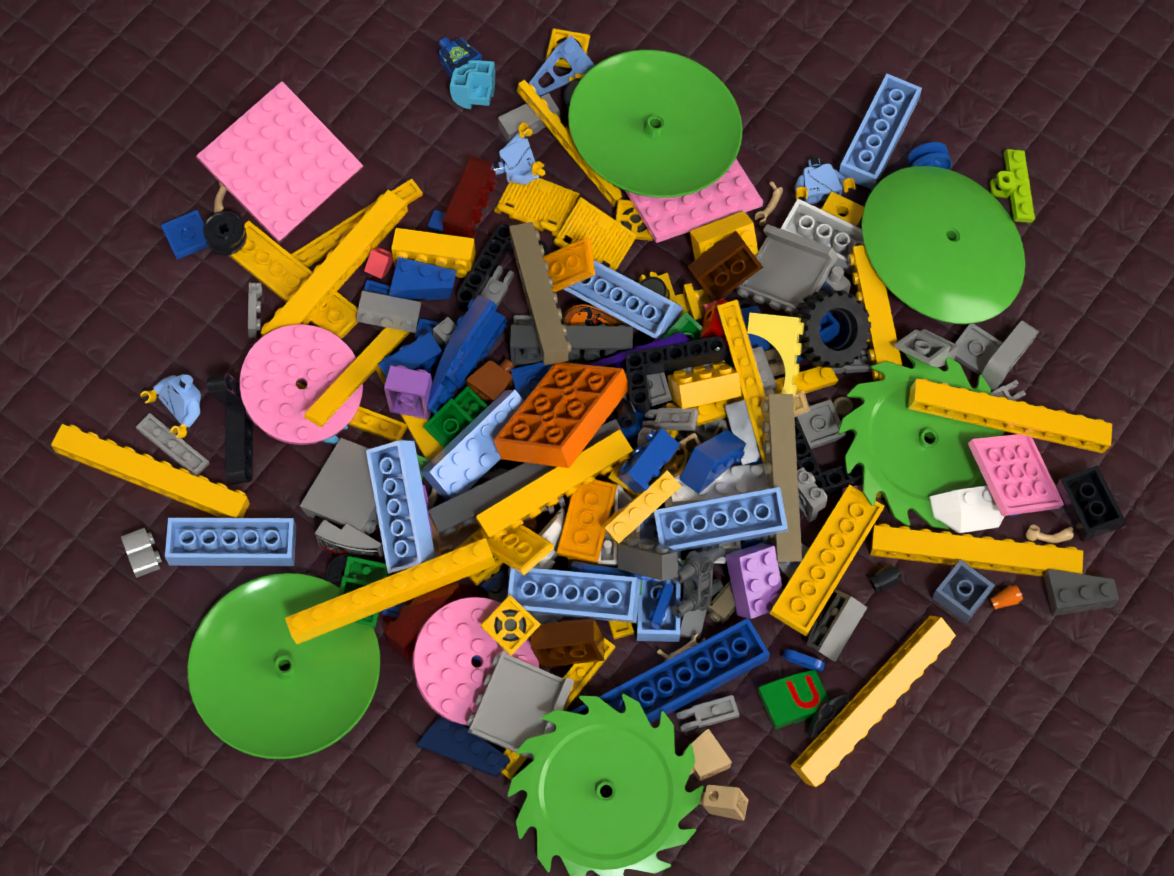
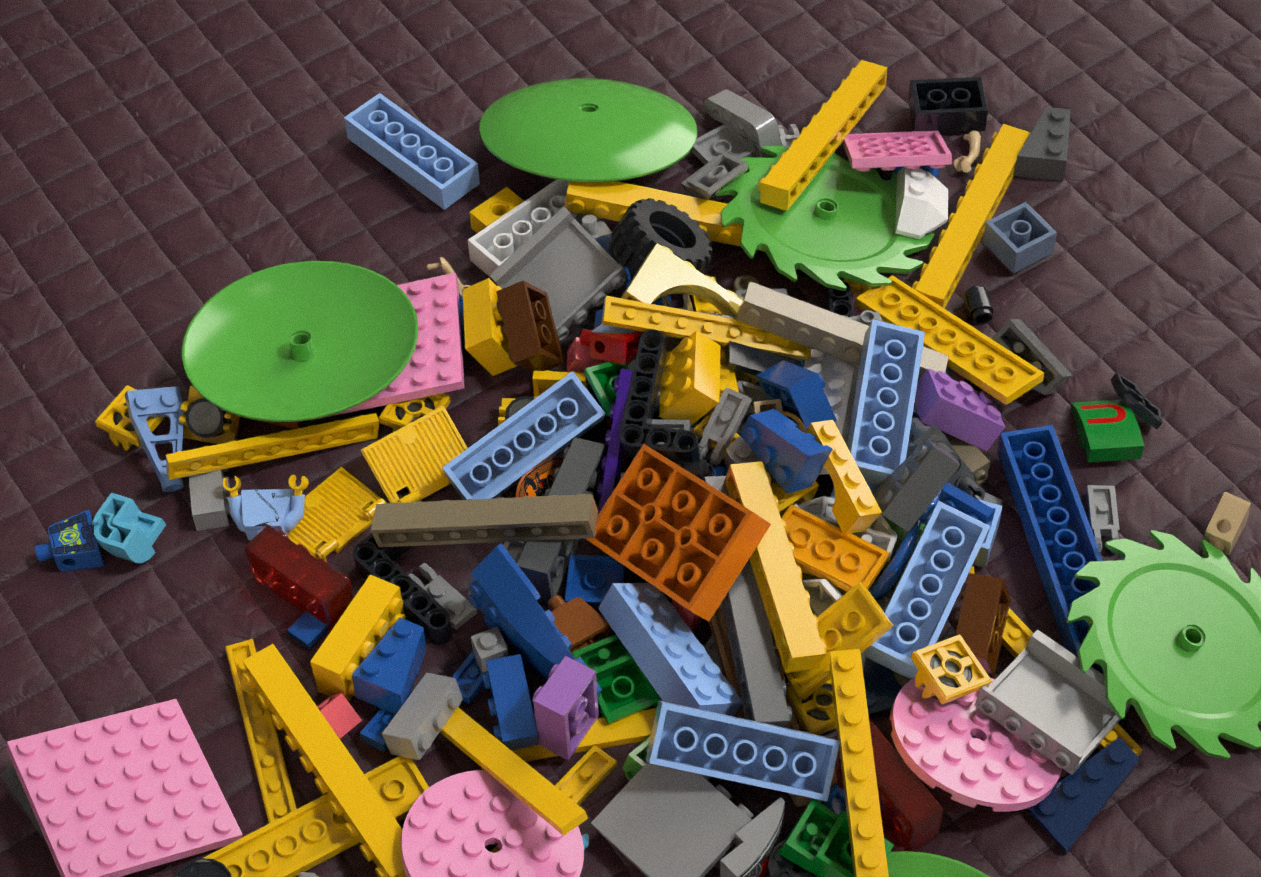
camera: 70 degrees left, 15 degrees down
(570, 264) = (454, 475): light orange tile -> none
(692, 643) = (1019, 532): tan piece -> none
(709, 756) = (1164, 519): tan torso -> none
(803, 660) = (1060, 406): blue tile -> none
(820, 181) = (449, 221): light blue torso -> none
(873, 701) = (1132, 355): yellow brick -> none
(930, 154) = (470, 114): blue wheel -> none
(1009, 596) = (1034, 199): orange cone -> none
(1015, 183) = (534, 62): lime plate -> none

